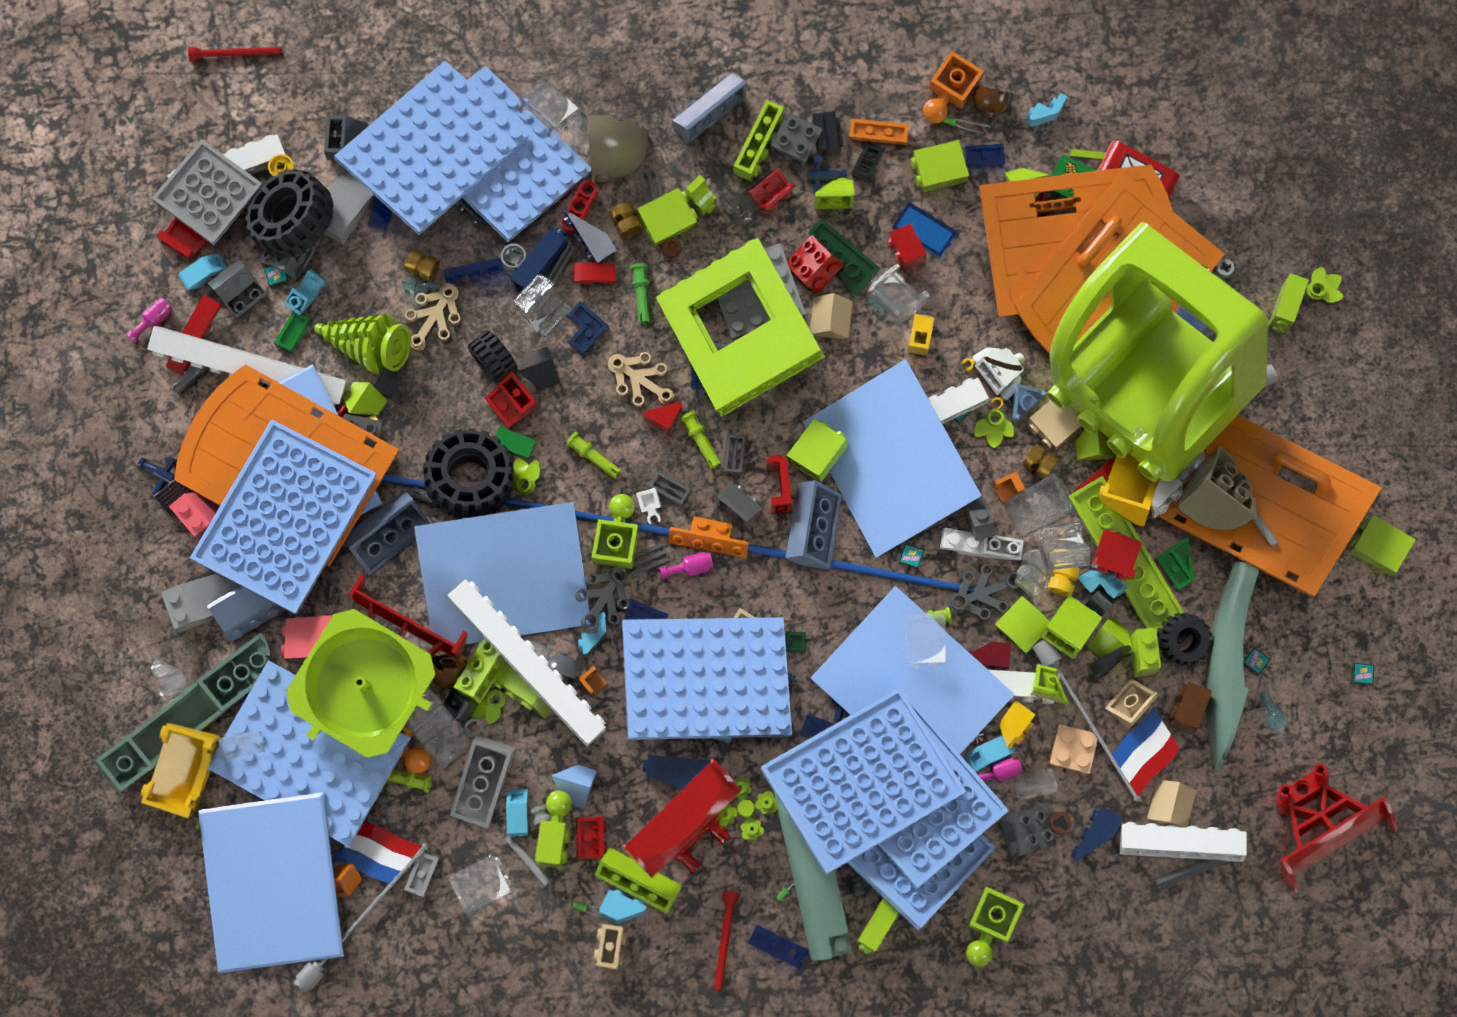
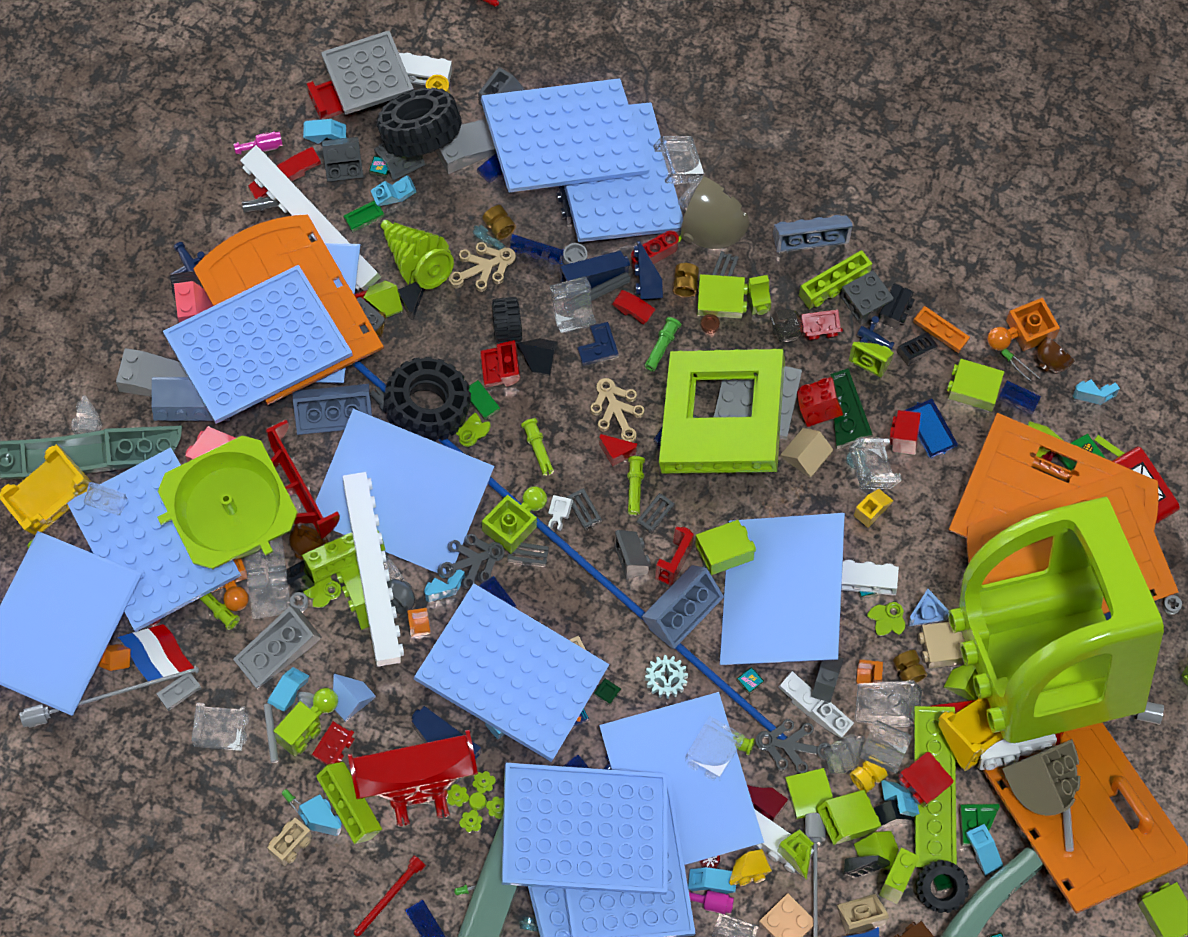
camera: 30 degrees right, 10 degrees down
(691, 565) = (561, 578): dark pink piece -> none
(709, 536) = (591, 565): orange bracket -> none
(843, 605) = (659, 678): none -> light aqua gear
(999, 369) = (921, 573): white torso -> none
(1200, 583) = (985, 849): none -> medium azure slope

